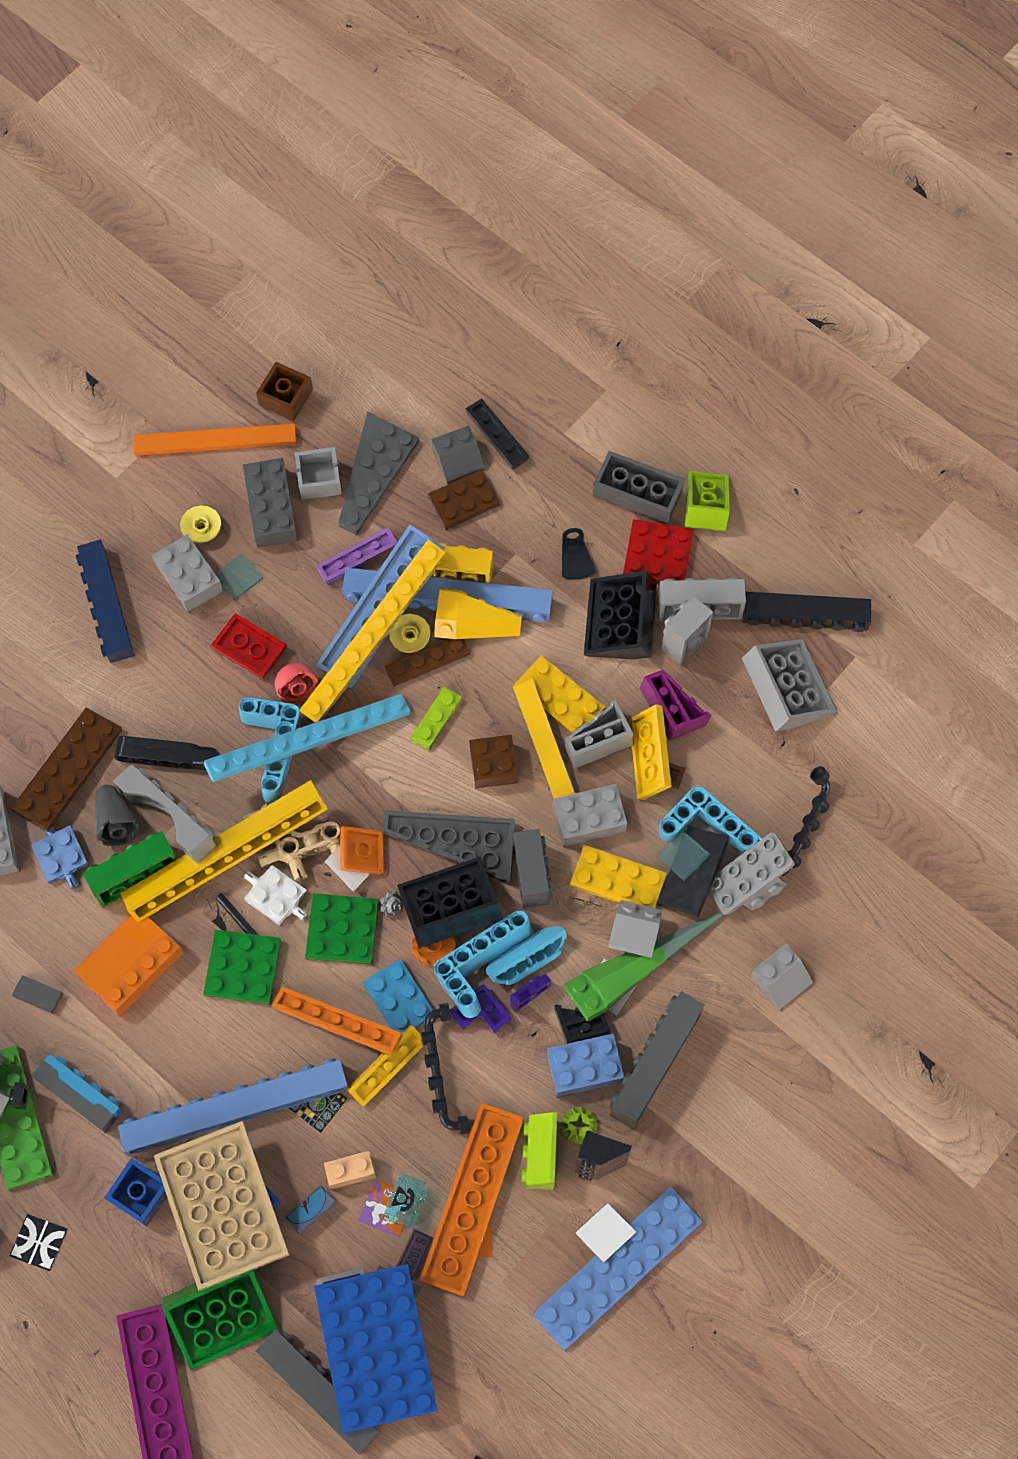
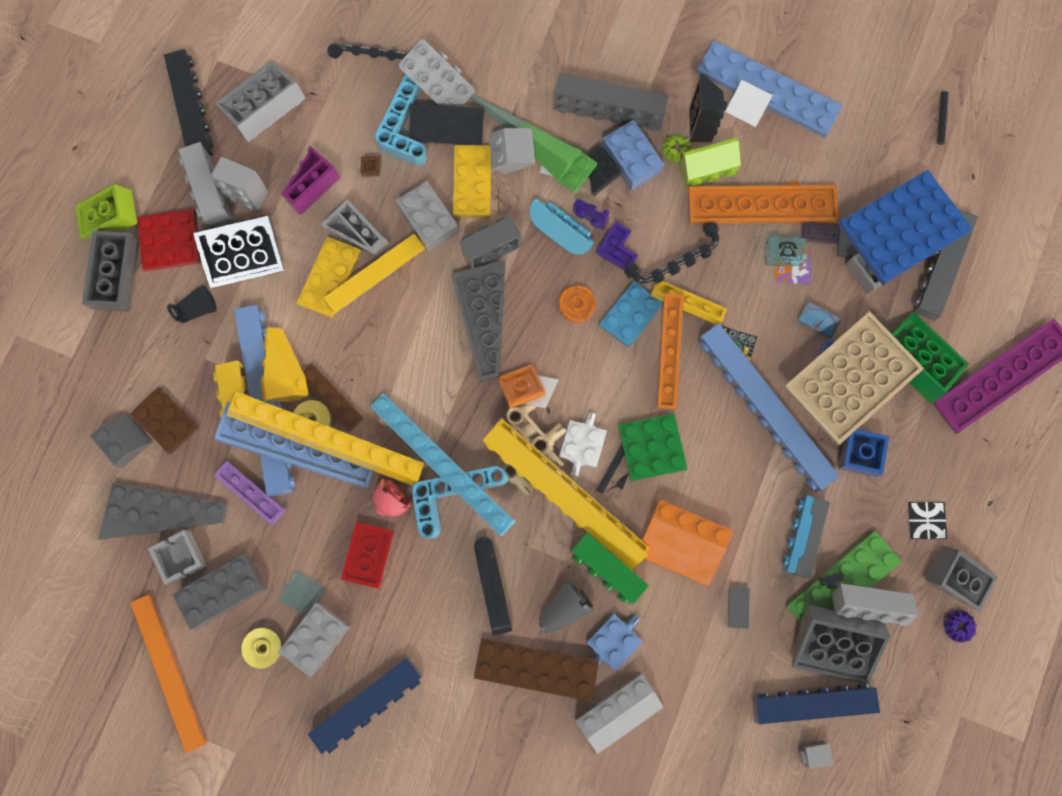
camera: 110 degrees left, 10 degrees up
(189, 835) = (534, 596): light grey arch -> none
(284, 391) = (98, 623): reddish brown brick -> none
(342, 929) = (591, 380): green plate -> none
(349, 1170) = (780, 299): light nougat brick -> none
(391, 903) = (557, 346): light grey plant -> none
(436, 718) = (381, 370): lime plate -> none
(450, 902) = (540, 297): black slope -> none
(477, 958) = (578, 263): medium azure beam -> none
(493, 761) = (406, 307): reddish brown brick -> none
(497, 434) = (89, 413): black plate -> none
(650, 752) = (358, 183): yellow plate -> none
(683, 855) = (436, 135): clear light blue piece -> none
(781, 976) = (507, 39): light grey slope -> none

